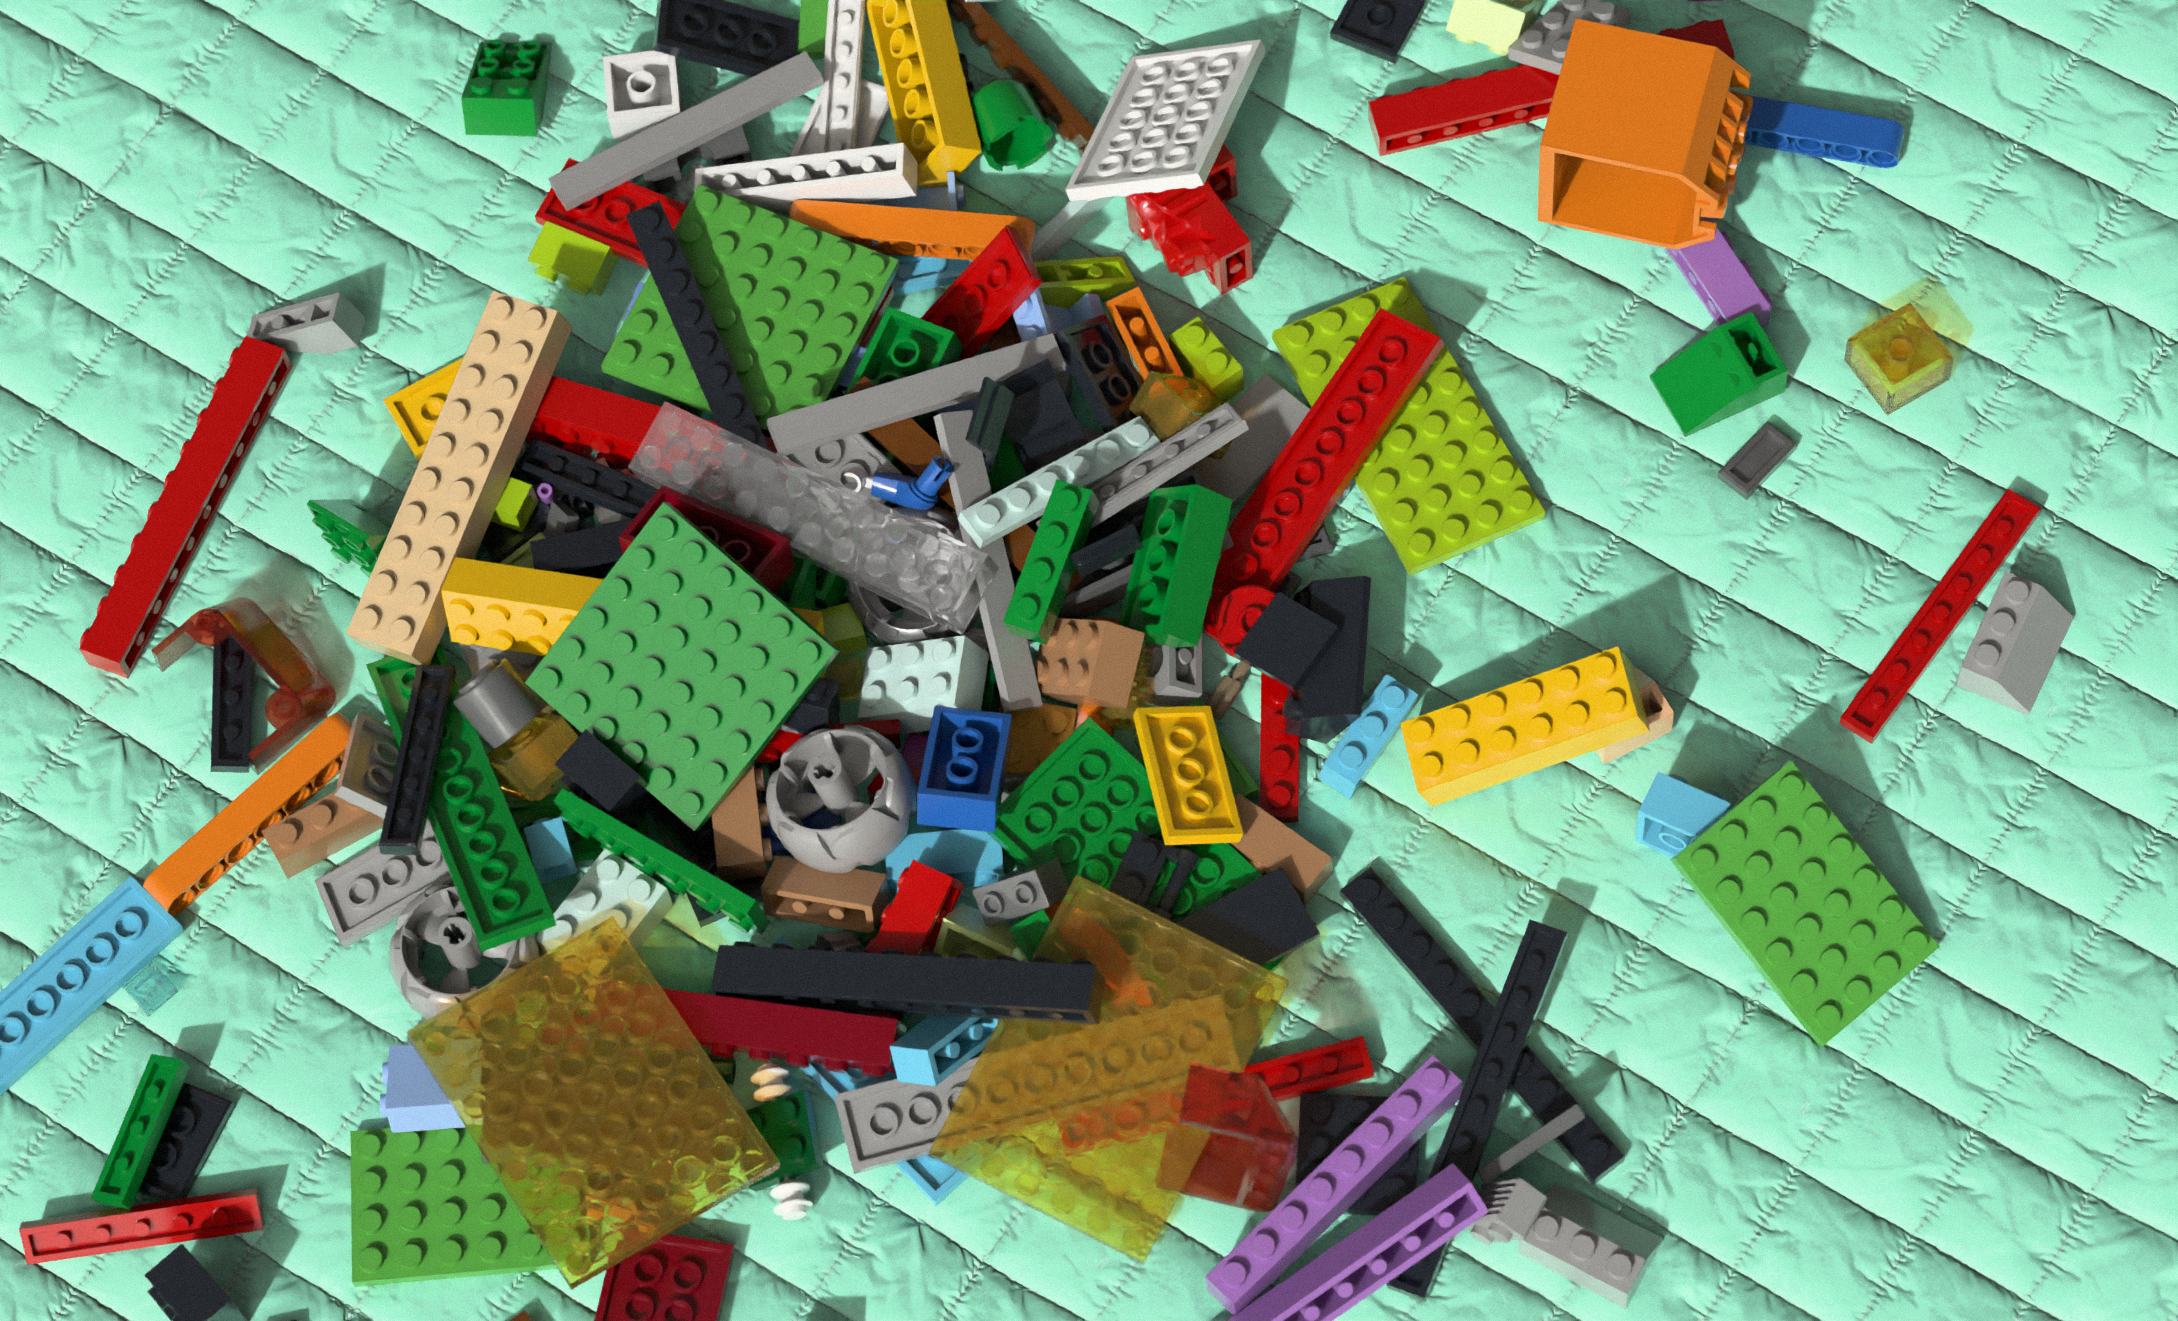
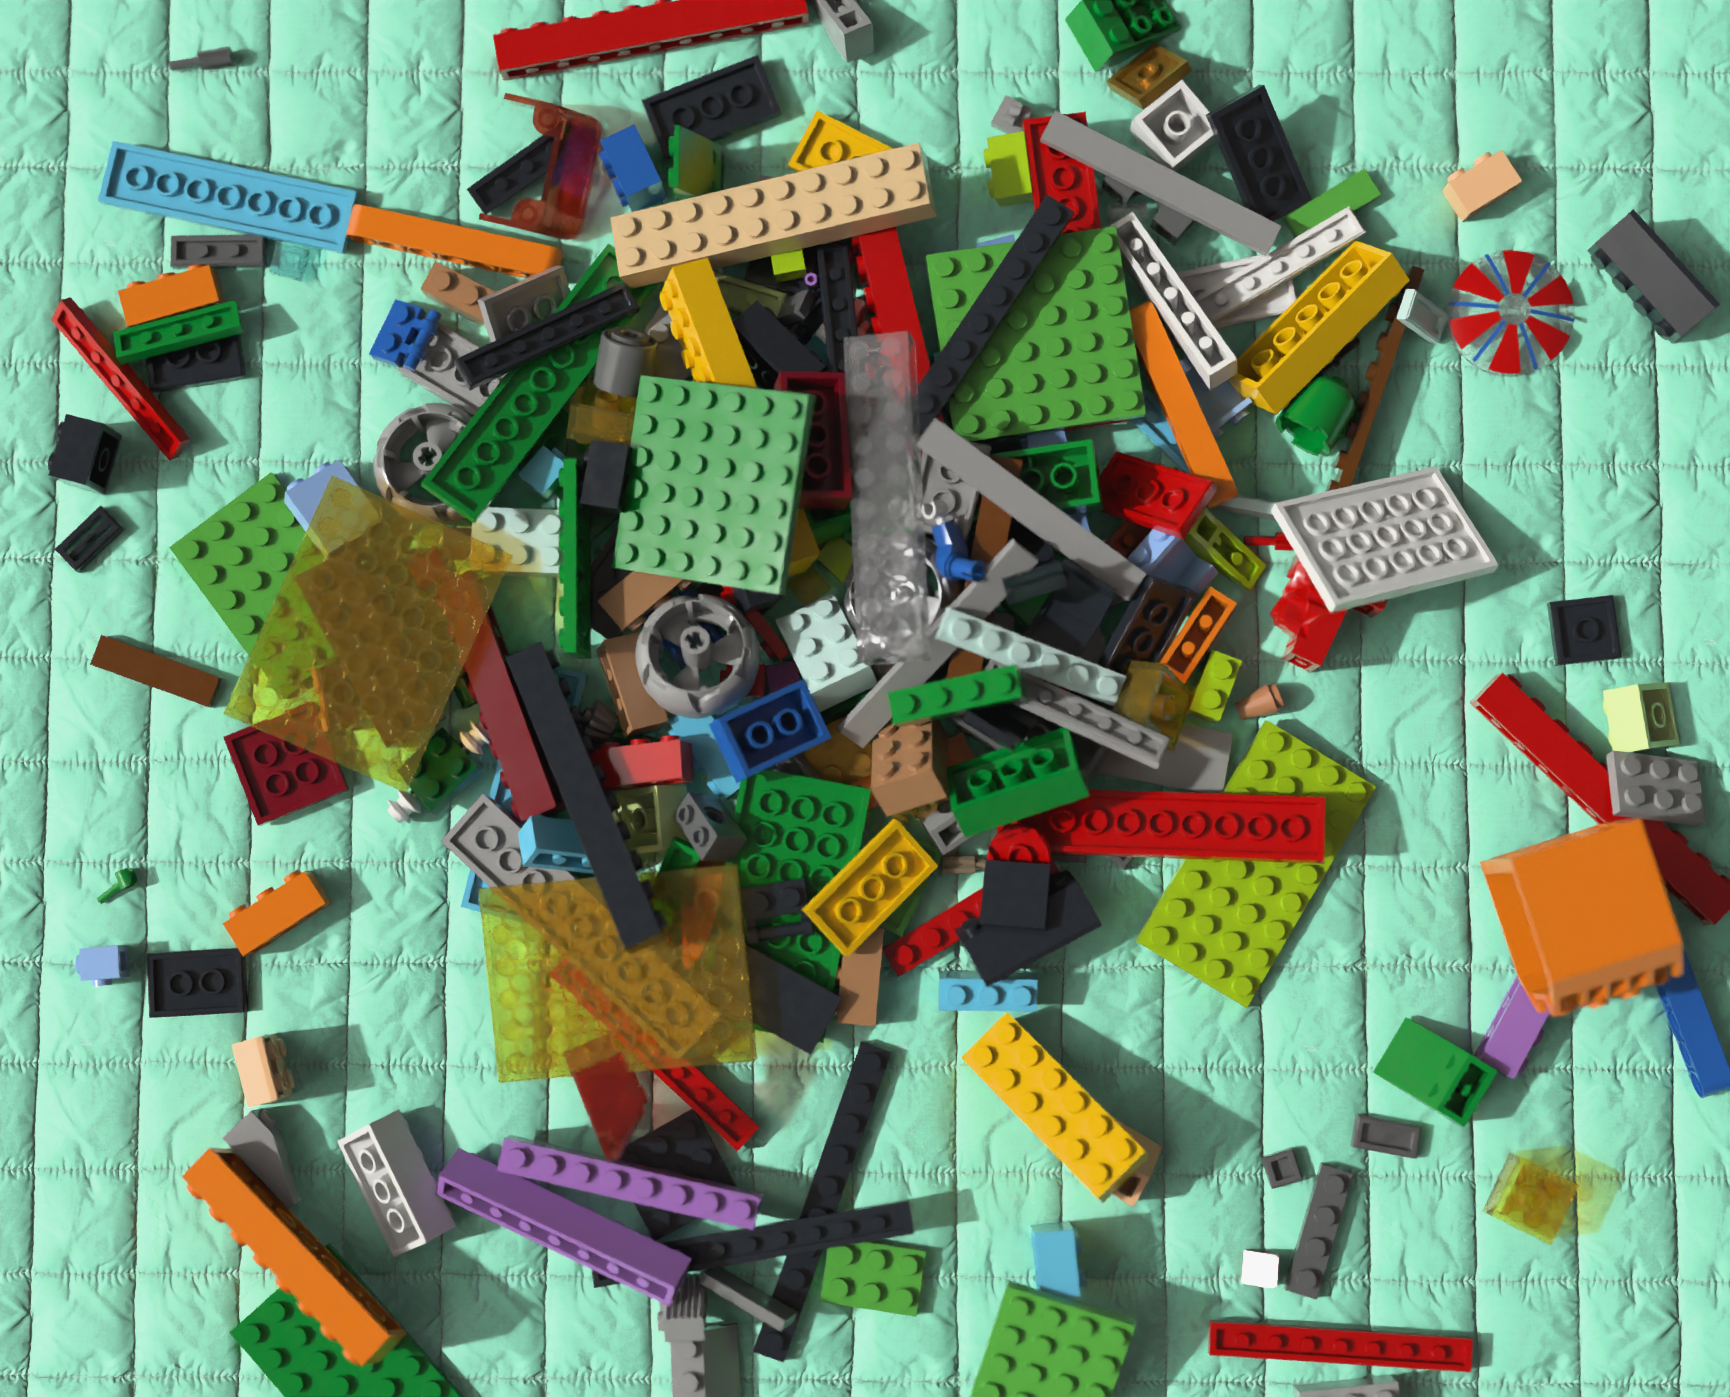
camera: 55 degrees right, 20 degrees up
(86, 1054) = (219, 251): none -> dark grey tile
(95, 1121) = (171, 295): none -> orange brick
(302, 918) = (398, 333): none -> blue plate
(309, 466) = (714, 103): none -> black plate
(312, 594) = (635, 174): none -> blue brick
(520, 234) = (1010, 116): none -> light grey tile
(576, 88) = (1149, 75): none -> pearl gold plate
(1107, 227) = (1279, 541): none -> red axle
(1252, 328) = (1261, 702): none -> nougat cone
(1590, 1018) = (874, 1277): none -> bright green plate
(1727, 572) = (1281, 1168): none -> dark grey tile
(1813, 573) = (1318, 1231): none -> dark grey plate
(1817, 645) = (1260, 1268): none -> slope

